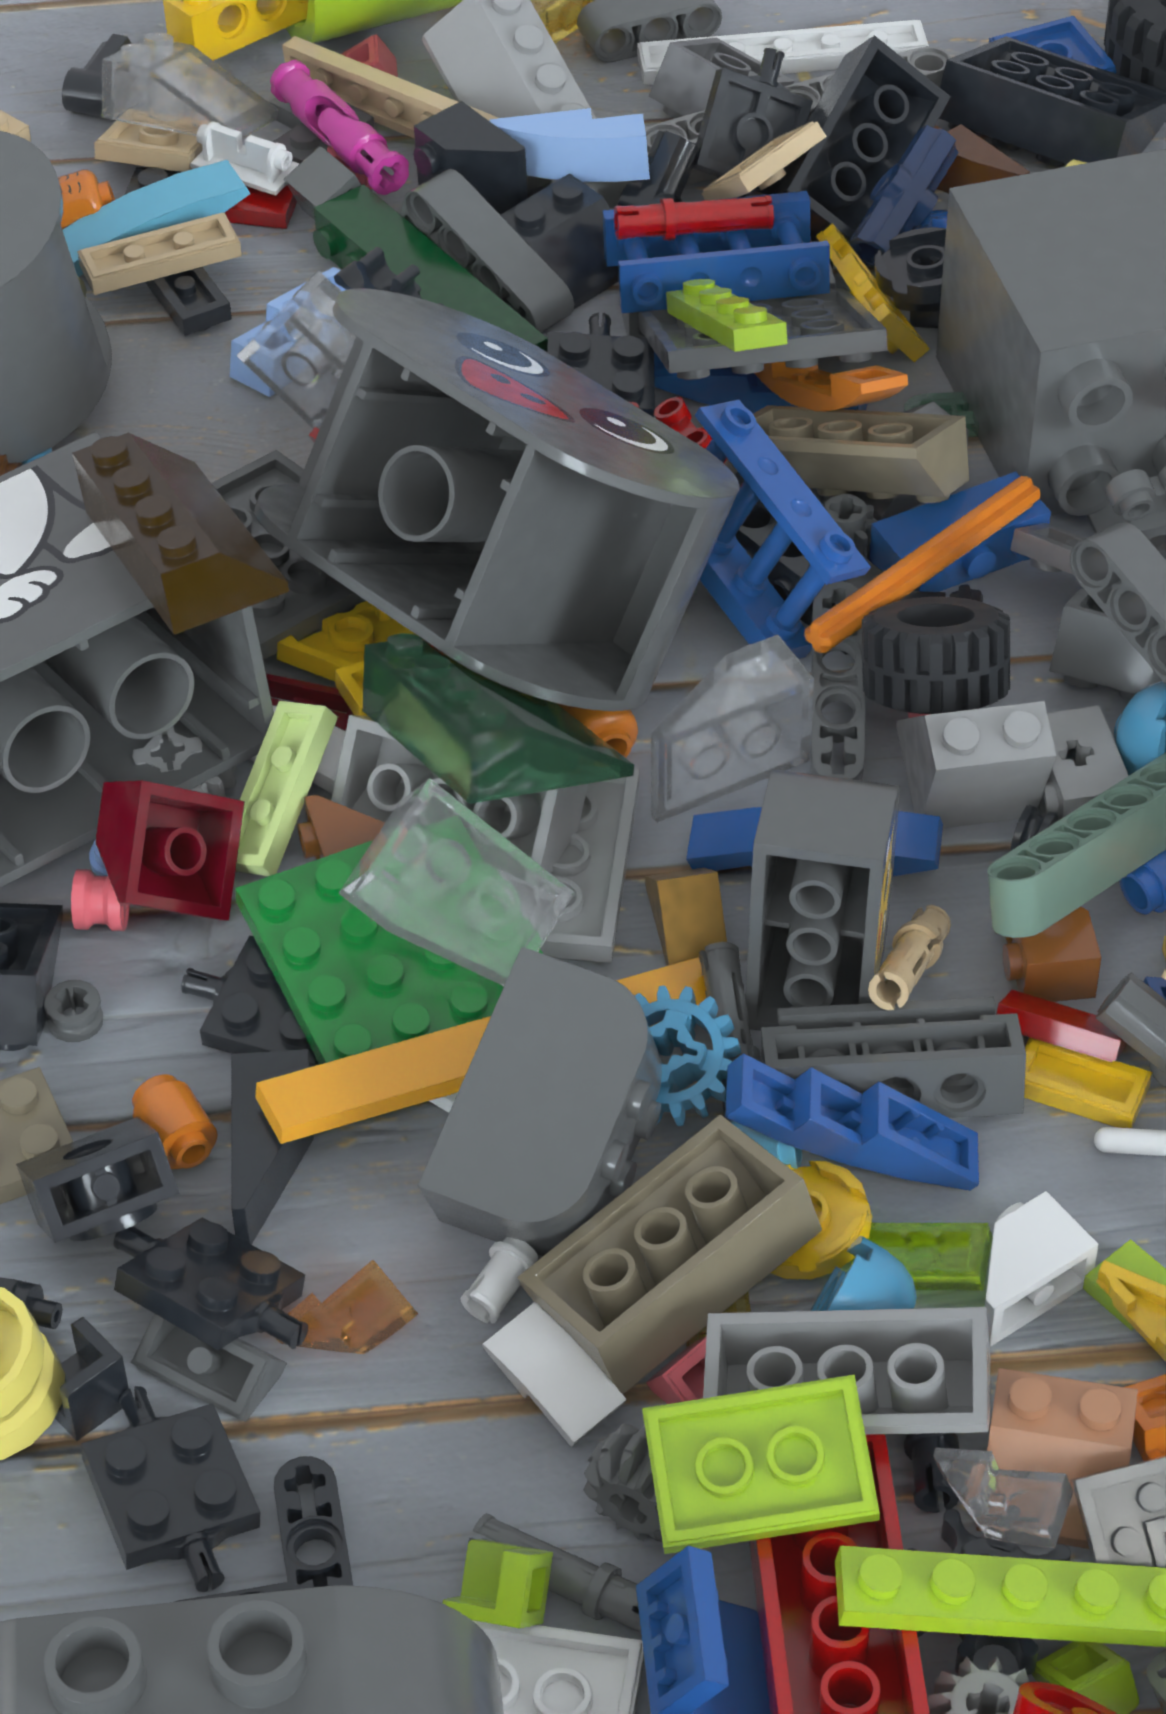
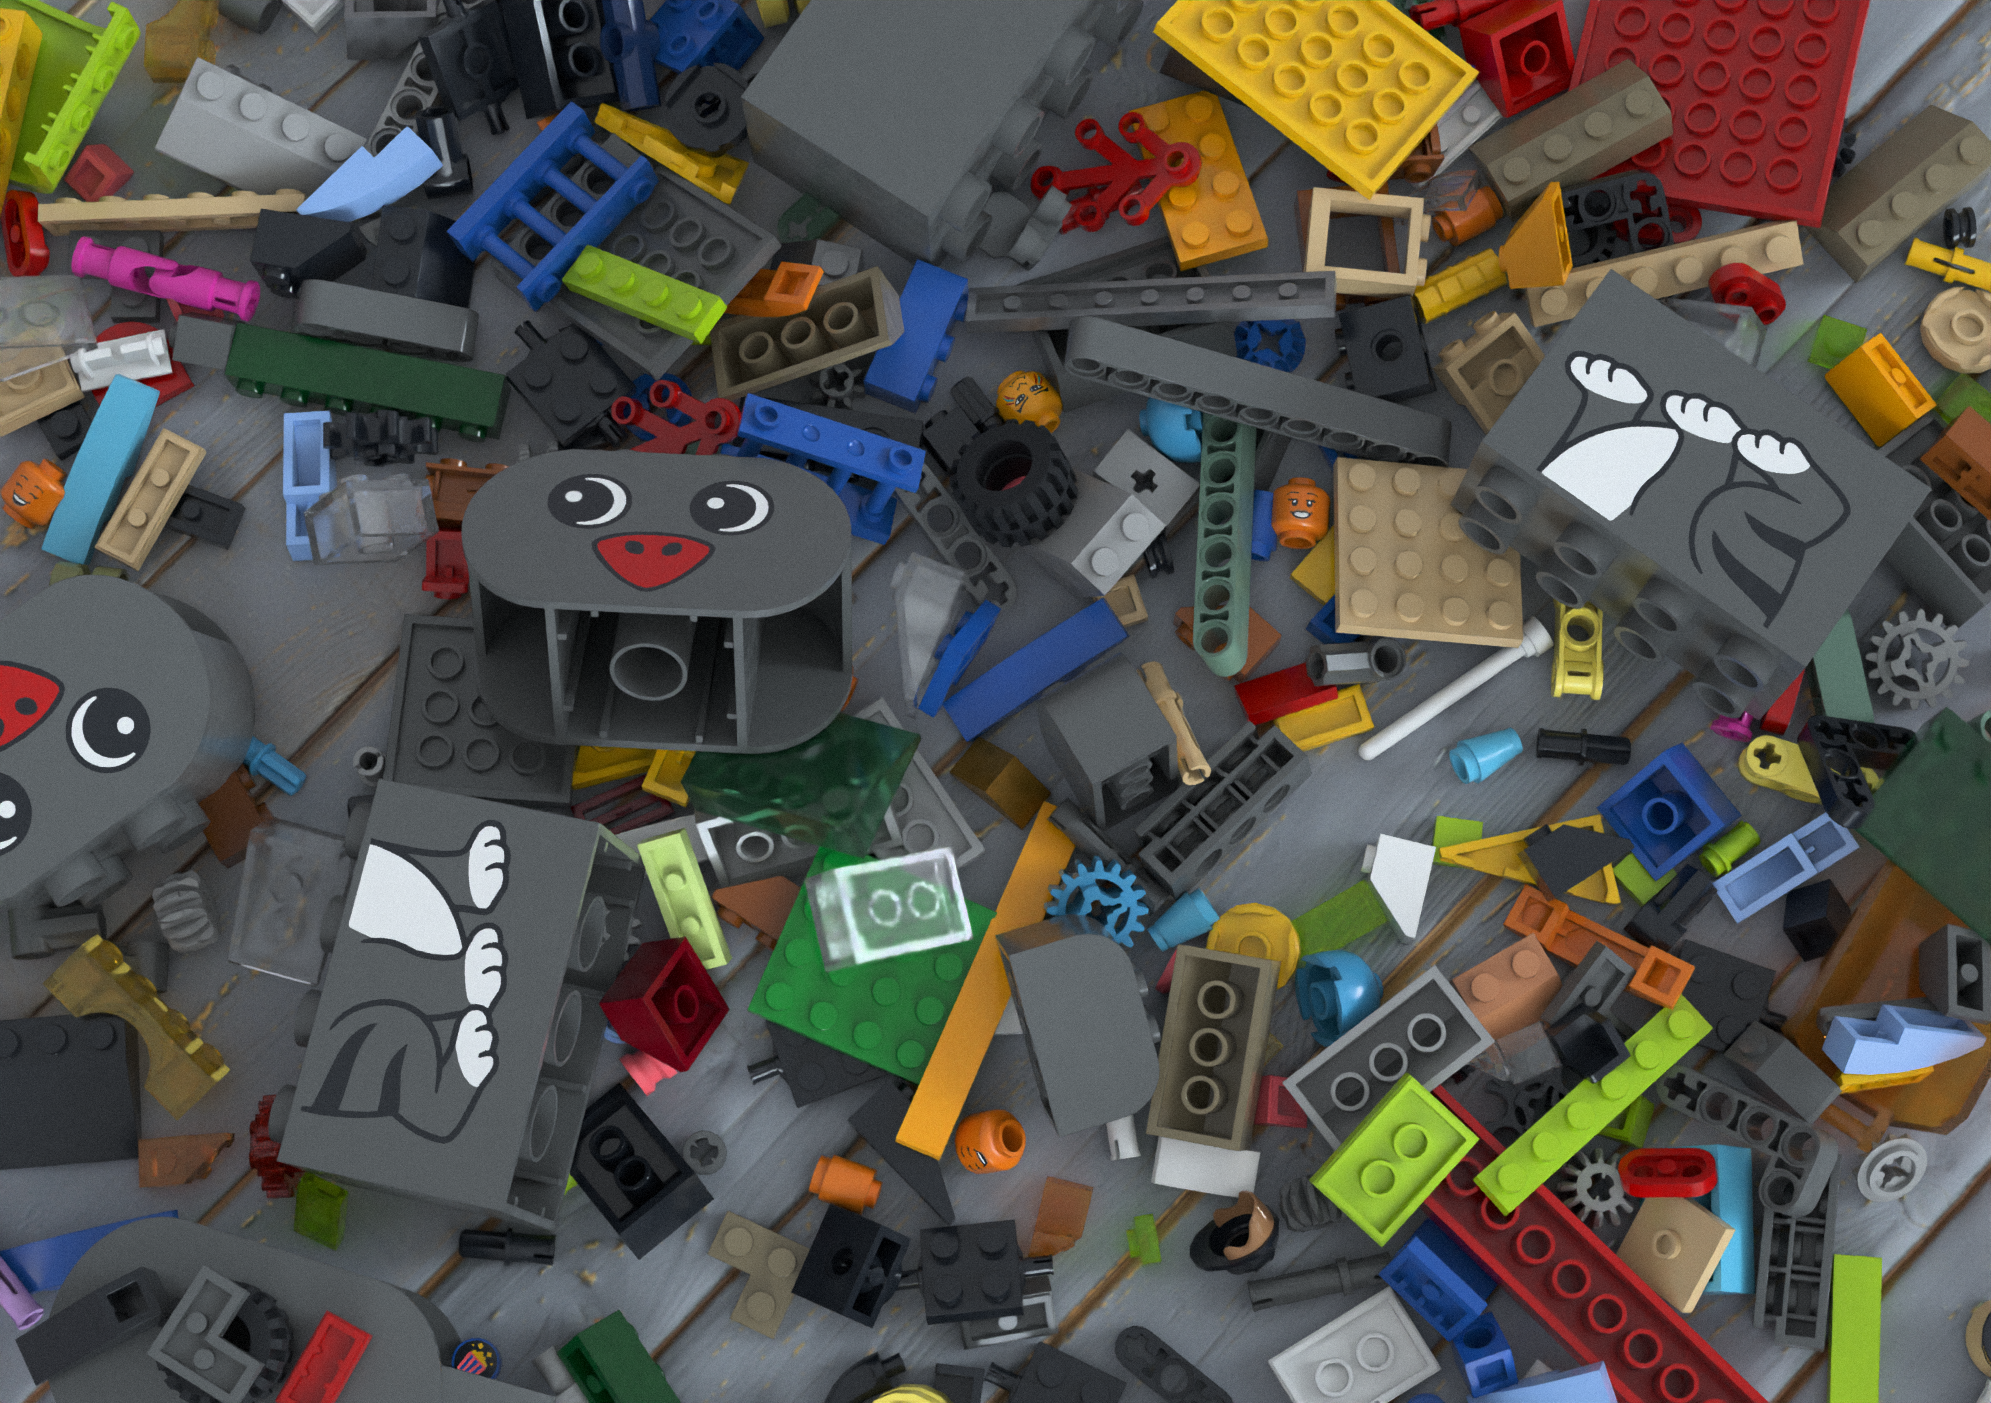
camera: 40 degrees left, 30 degrees up
(173, 532) = (553, 844): dark brown slope -> none
(256, 69) = (23, 234): none -> red plate
(352, 1180) = (989, 1141): none -> orange head
(419, 1391) = (1143, 1240): none -> clear neon green plate
(504, 1584) = (1296, 1325): lime panel -> none
(531, 1466) = (1237, 1238): none -> black piece
(693, 217) = (511, 209): red pin -> none
(739, 769) = (958, 653): none -> blue wing
(766, 164) = (520, 98): tan plate -> none
(863, 1130) = (1236, 873): blue slope -> none
(922, 563) = (940, 405): orange axle -> none
(962, 858) = (1126, 601): none -> tan tile
(1030, 645) = (1029, 398): none -> light orange head
(1103, 1526) = (1587, 1043): none -> black panel

